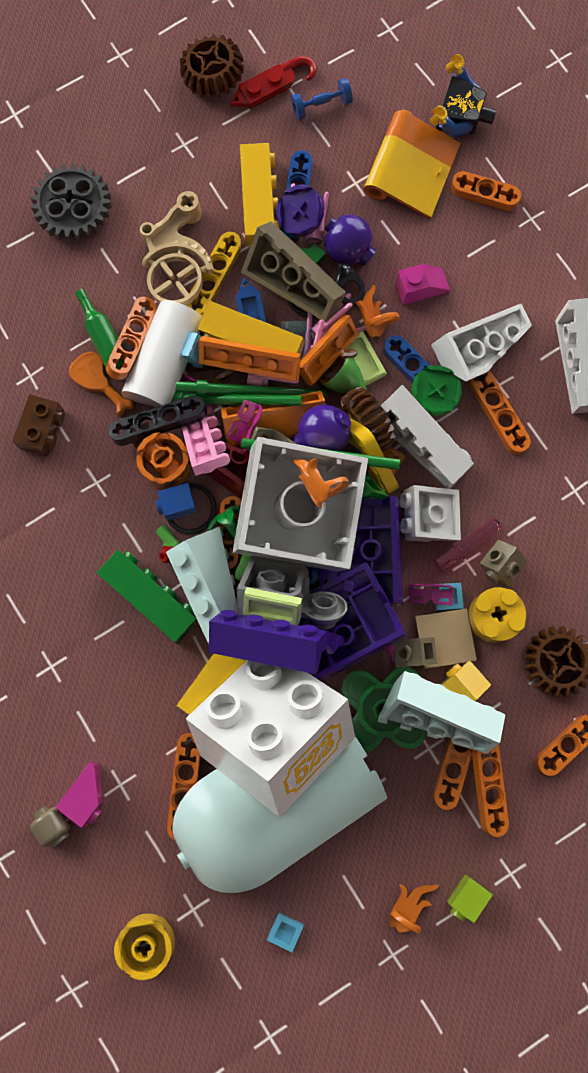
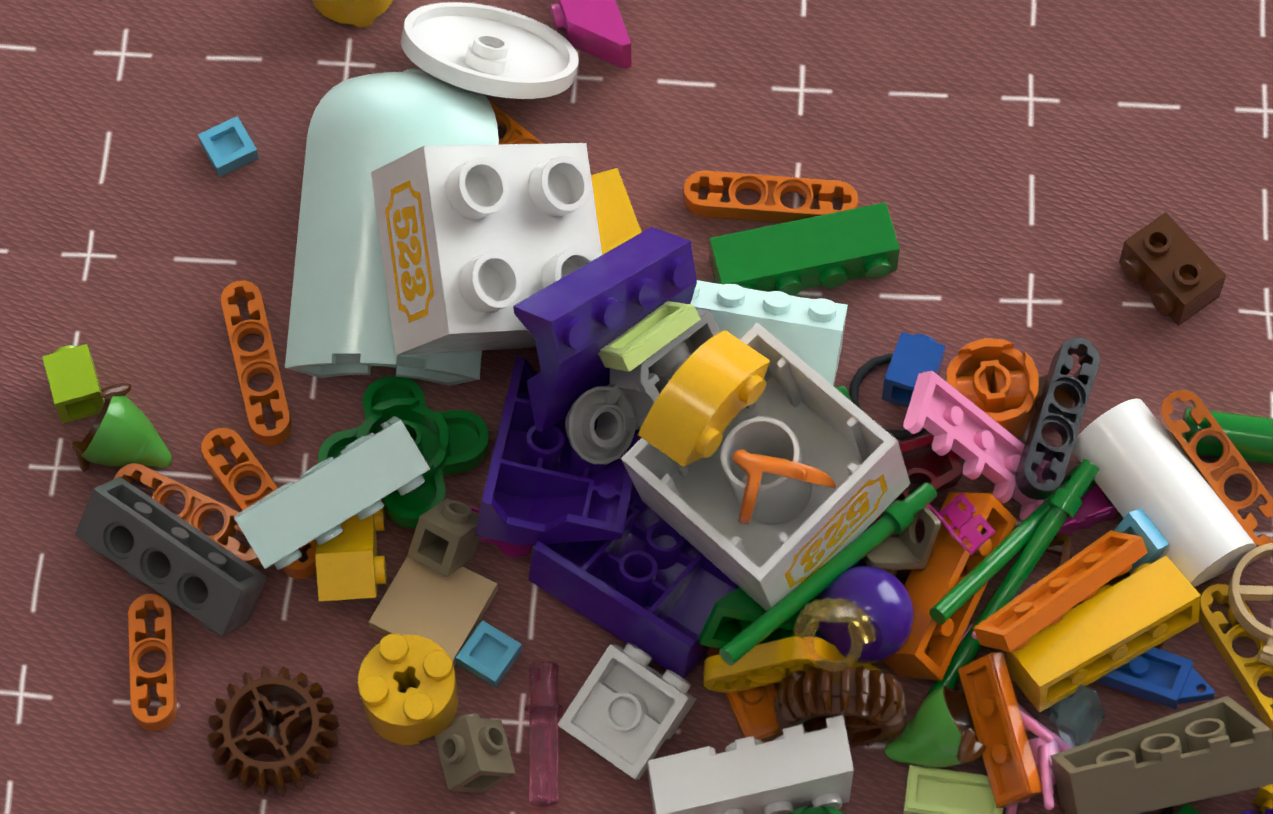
camera: 130 degrees right, 15 degrees down
(88, 373) = (1216, 382): orange piece -> none
(124, 637) = (770, 189): none -> orange beam
(147, 829) = (489, 50): none -> white dish
(169, 542) = (866, 336): bright green arm -> none
(302, 538) = (704, 398): none -> yellow brick
(348, 426) = (834, 610): none -> clear yellow piece
(393, 821) = (256, 362): none -> orange beam
(408, 908) = (125, 302): orange piece -> none
(427, 595) = (513, 628): dark pink piece -> none
(479, 850) = (121, 435): none -> bright green hat
(520, 776) = (170, 556): none -> dark grey brick

